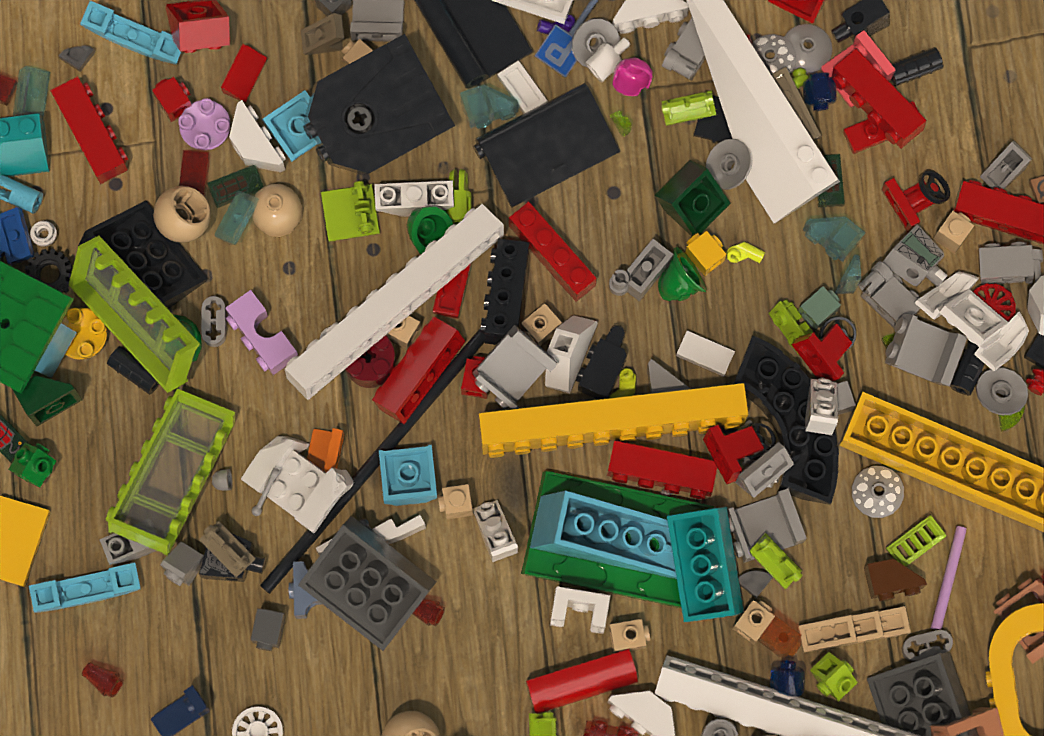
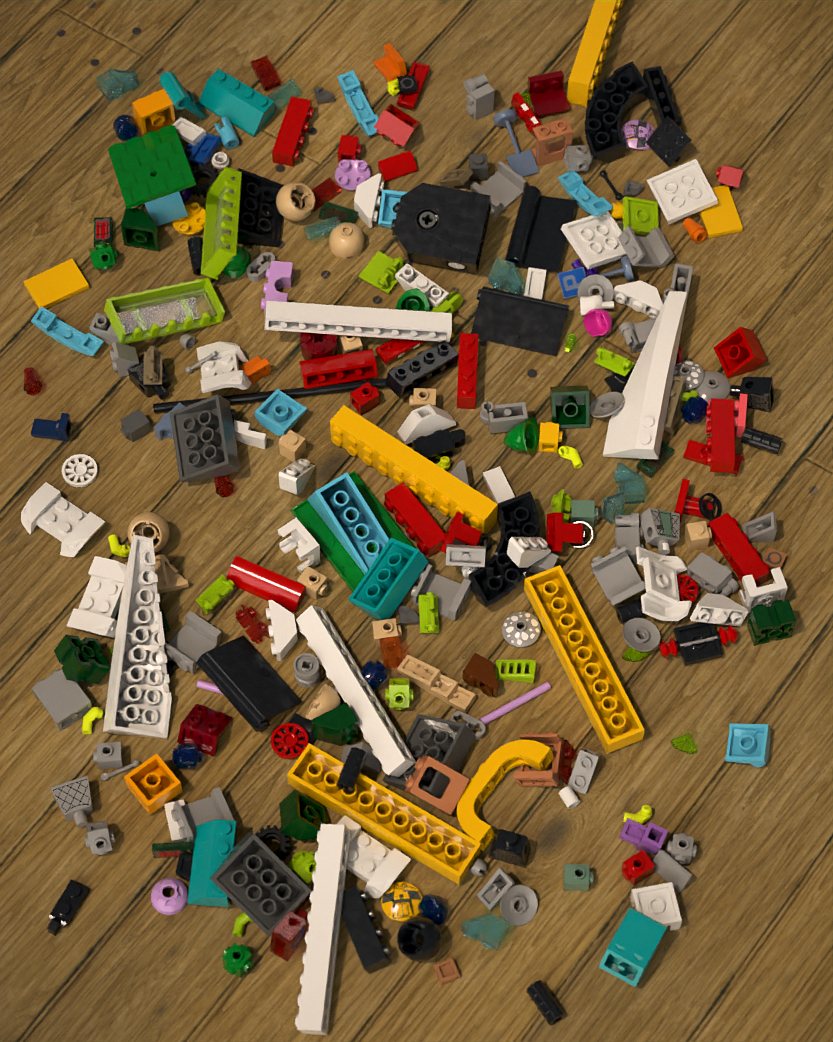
camera: 45 degrees right, 15 degrees down
(512, 367) = (385, 401): light grey panel -> none

